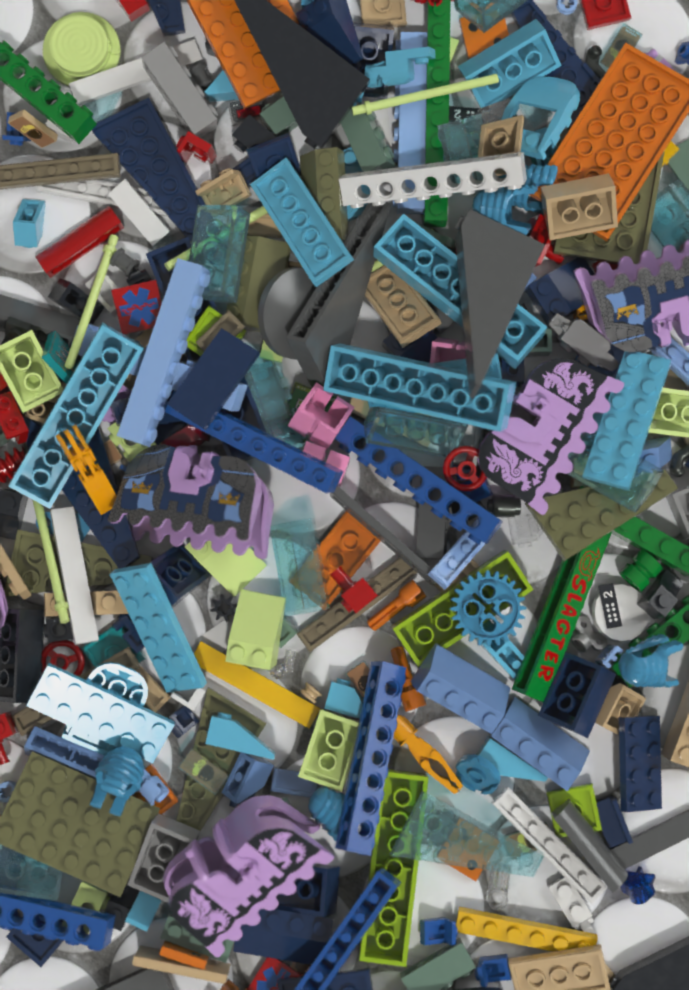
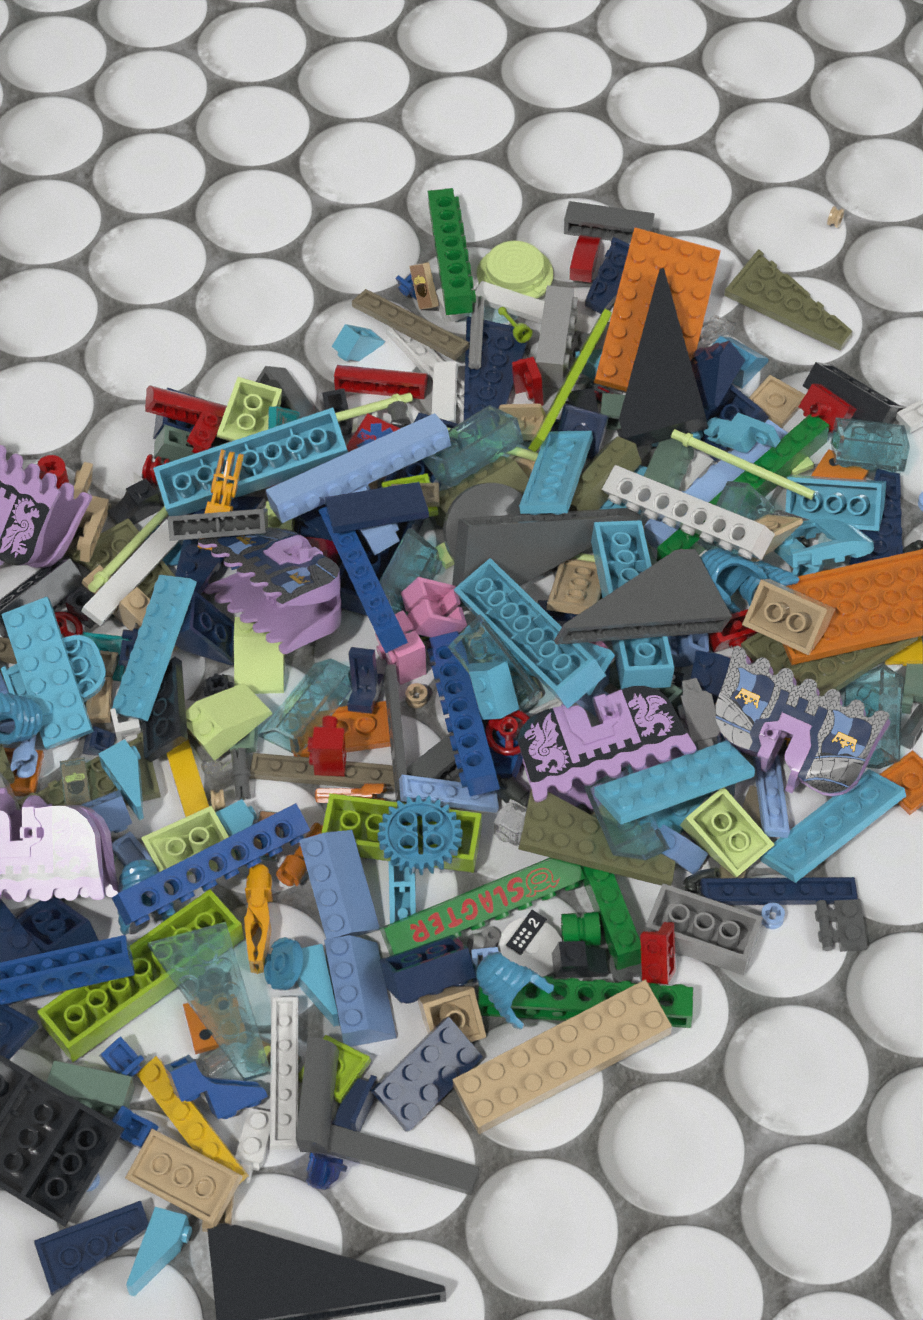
camera: 45 degrees right, 30 degrees down
(109, 494) = (218, 524): none -> dark grey brick
(116, 140) = (476, 333): none -> light grey axle
(146, 107) = (518, 328): none -> lime hinge
(223, 674) = (168, 716): none -> black plate
(231, 125) = (570, 380): none -> lime tile
(307, 659) = (240, 774): none -> dark grey pin
(326, 516) = (364, 679): none -> dark blue bracket
(369, 487) = (416, 702): none -> tan bush
(433, 453) = (493, 689): none -> medium azure slope
(529, 899) = (223, 1095): none -> blue arch

